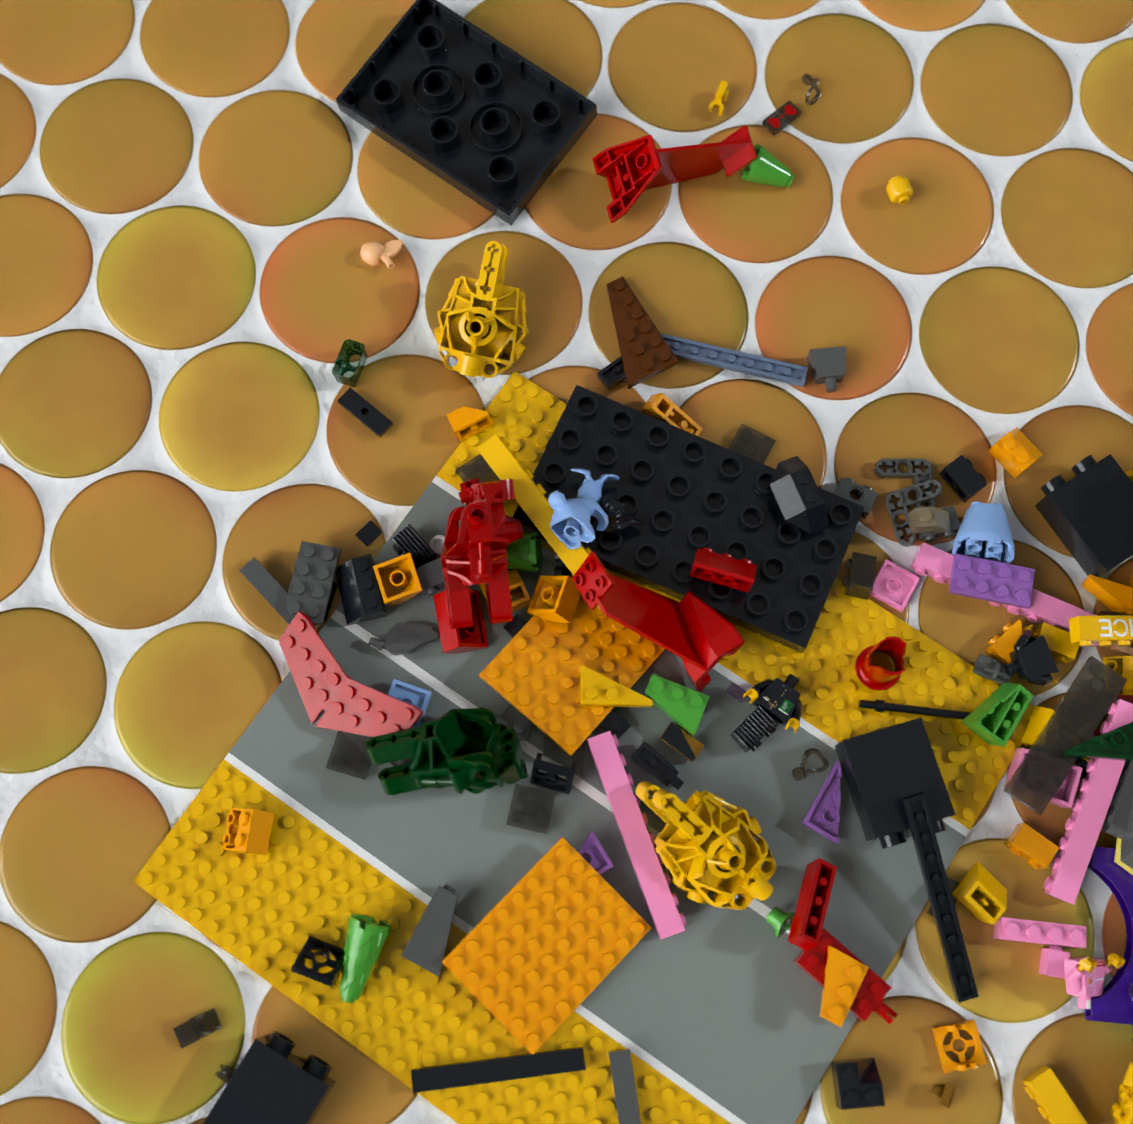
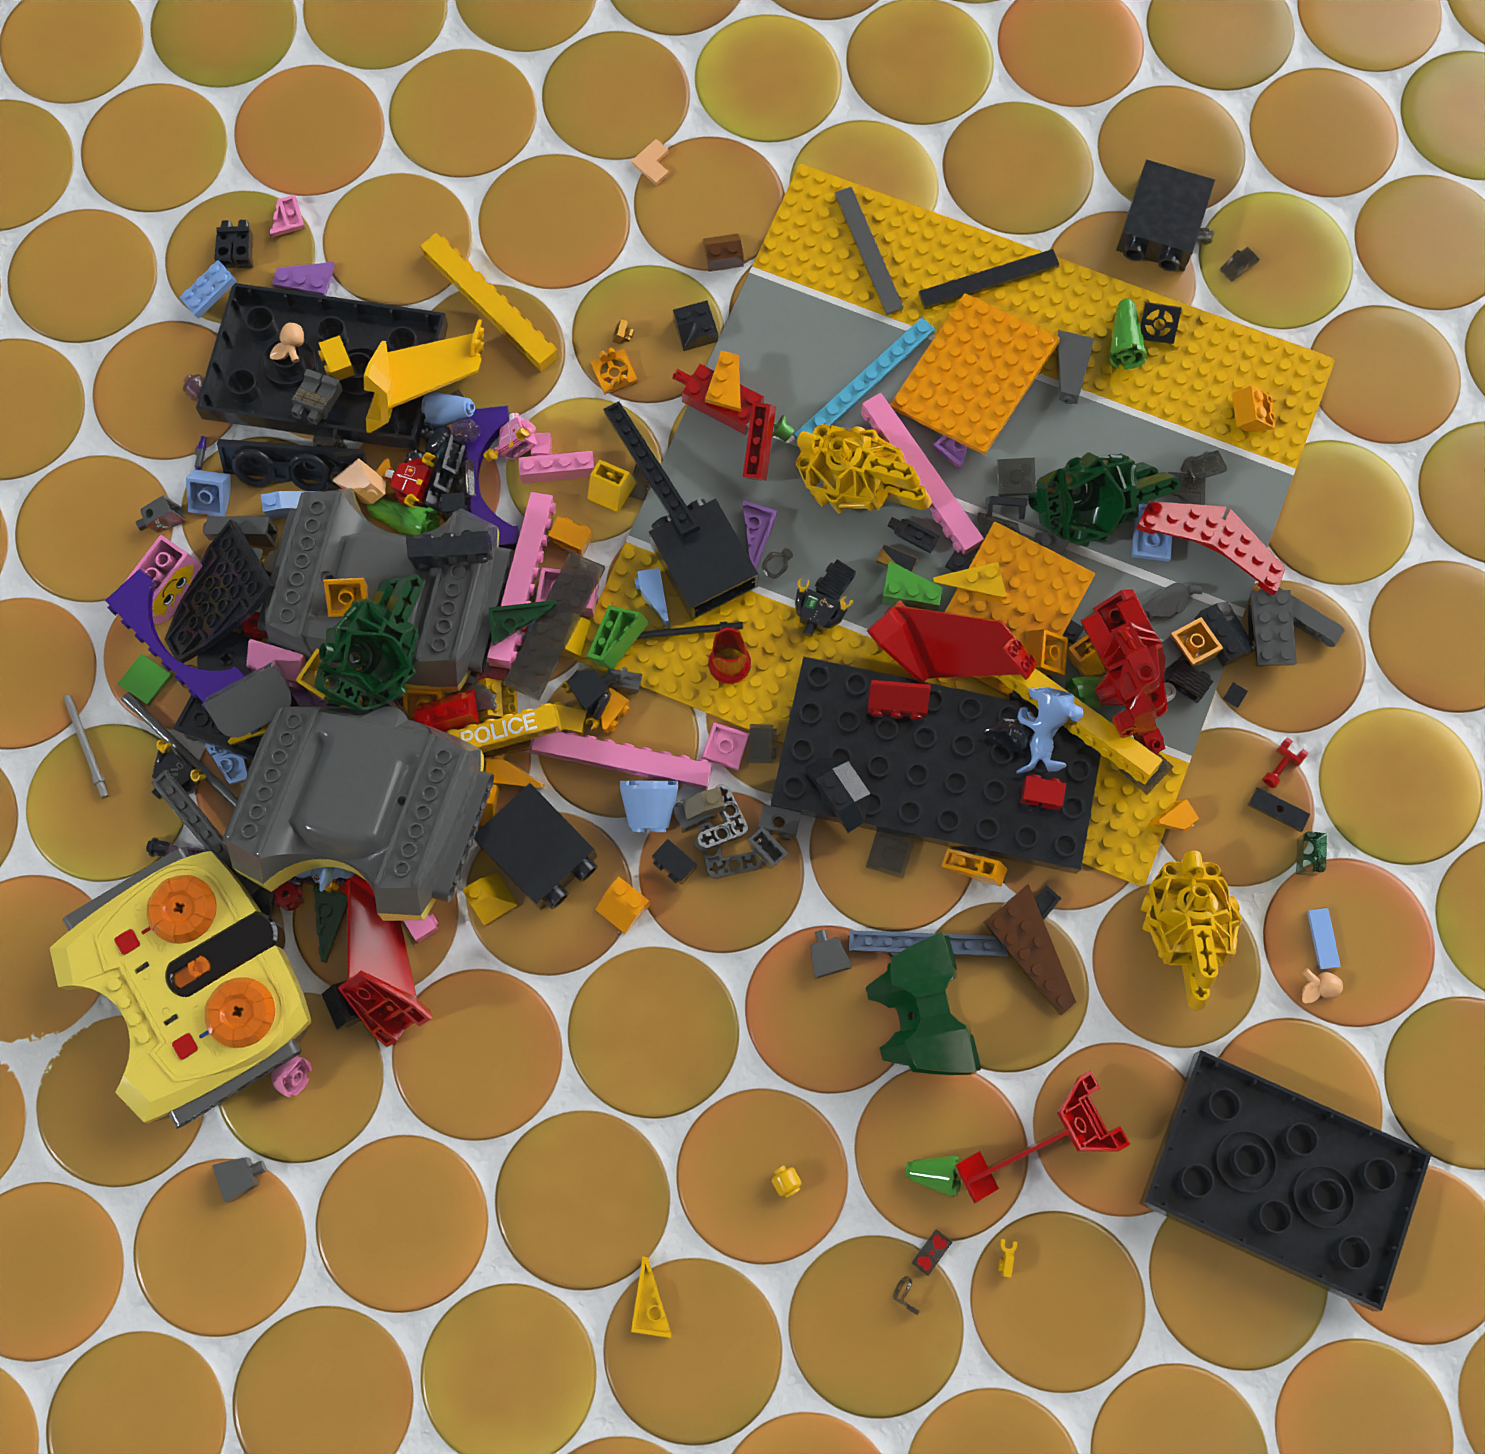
camera: 170 degrees right, 0 degrees up
(325, 772) = (1204, 465): none -> clear smoke bracket
(337, 472) = (1272, 779): none -> red bar
(363, 293) = (1323, 938): none -> light blue tile
(598, 451) = (1043, 791): none -> red piece
(670, 965) = (870, 376): none -> medium azure plate
(736, 692) = (857, 611): clear purple tile -> none
(755, 311) = (918, 985): none -> dark green piece
(873, 465) = (767, 848): none -> dark grey torso
(950, 755) = (652, 591): none -> light blue slope
(991, 581) = (636, 759): medium lavender plate -> none
(1031, 120) = (649, 1311): none -> yellow wing

